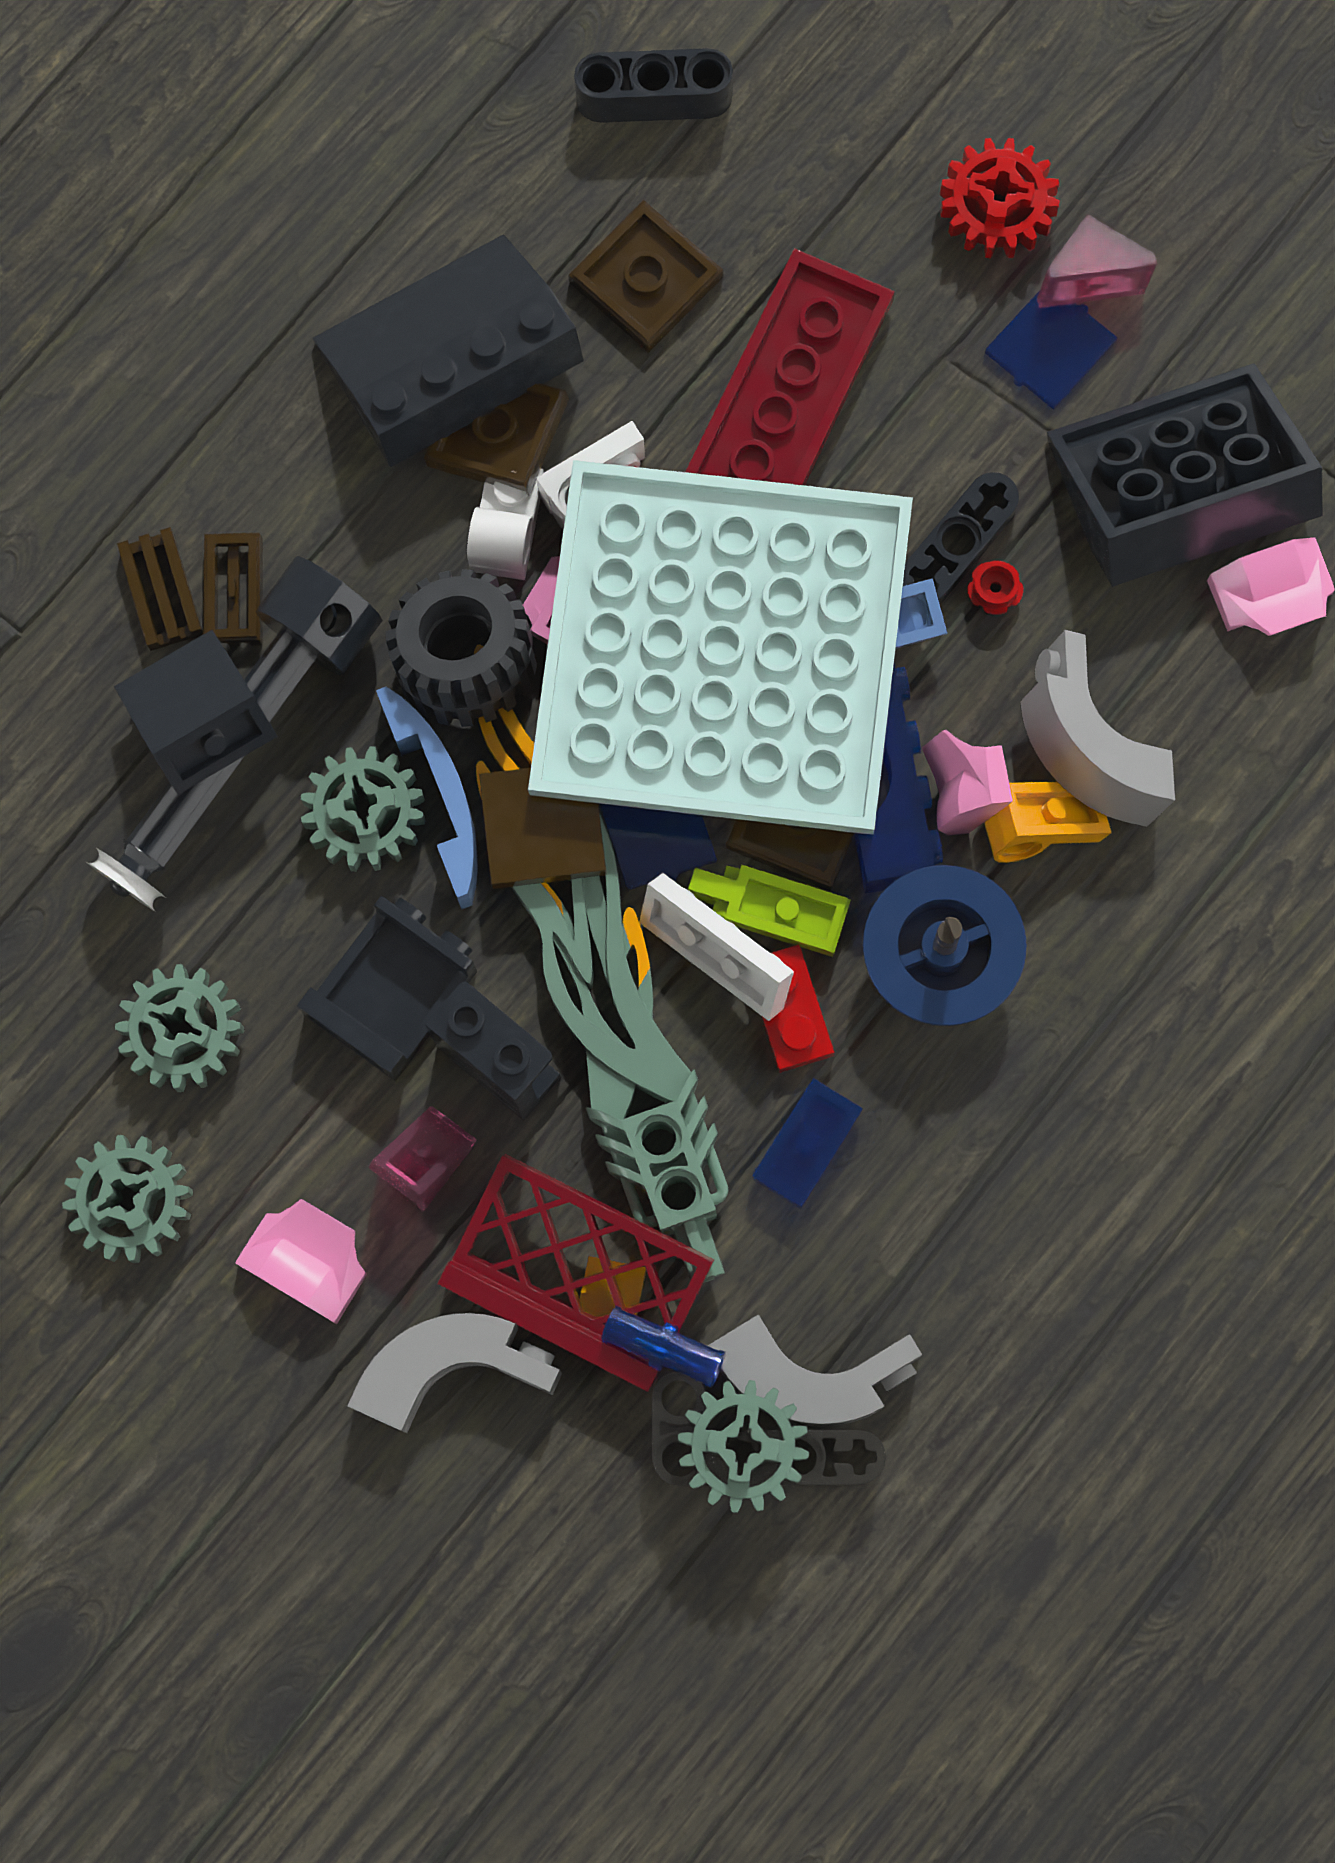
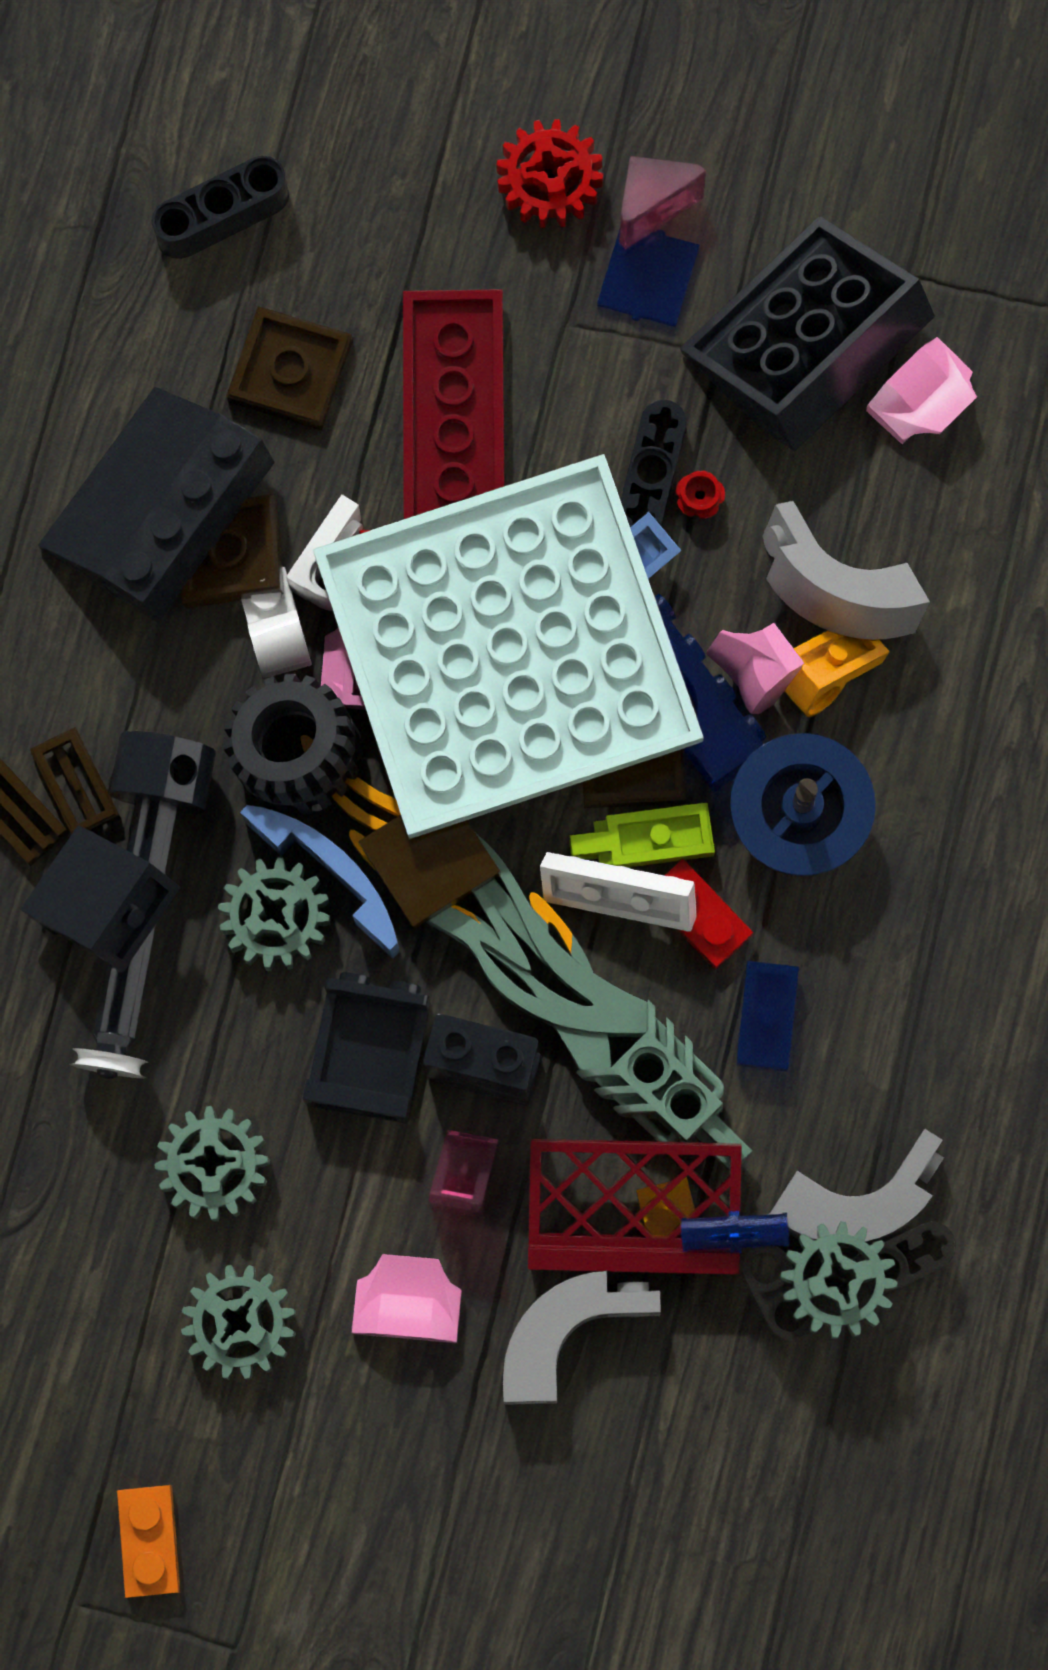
camera: 25 degrees left, 0 degrees up
(656, 842) = (526, 830): clear blue piece -> none

